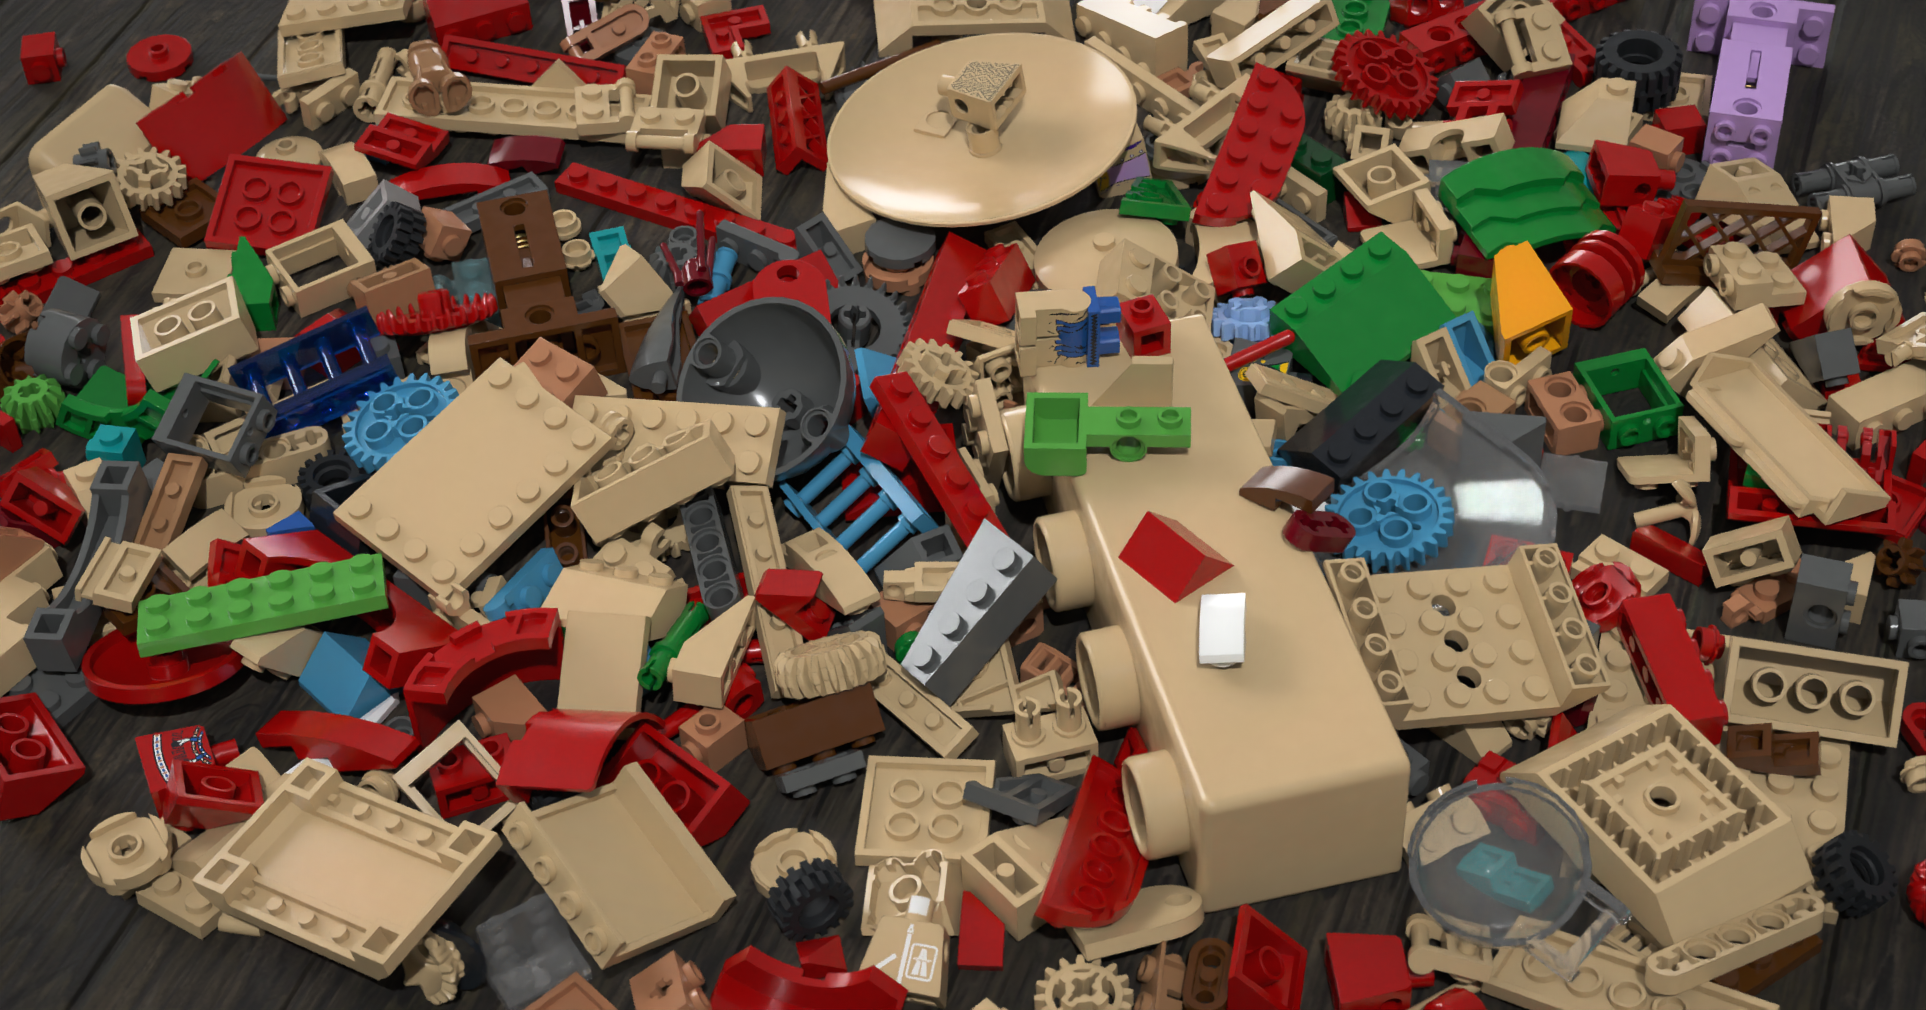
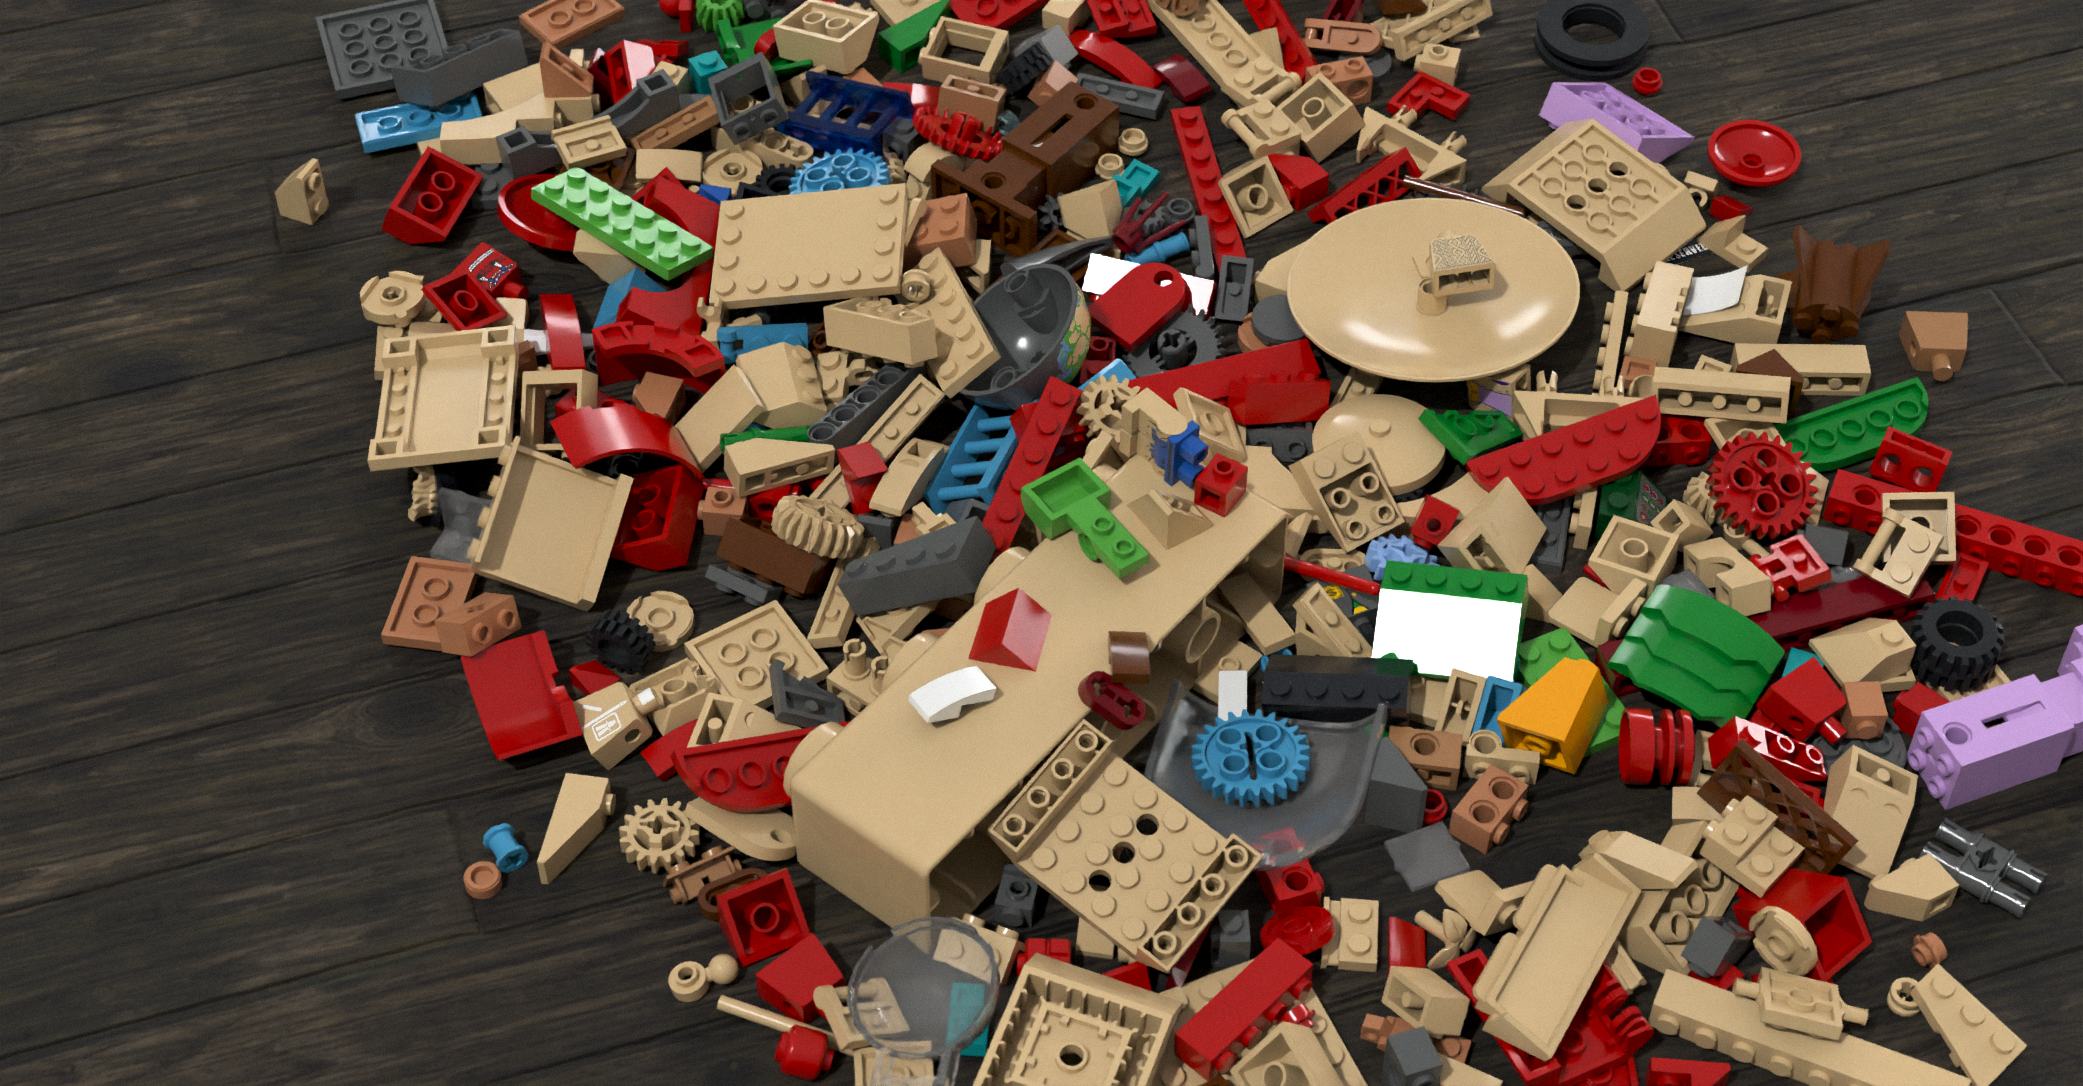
camera: 50 degrees right, 5 degrees up
(1633, 370) = (1548, 808): green window -> none

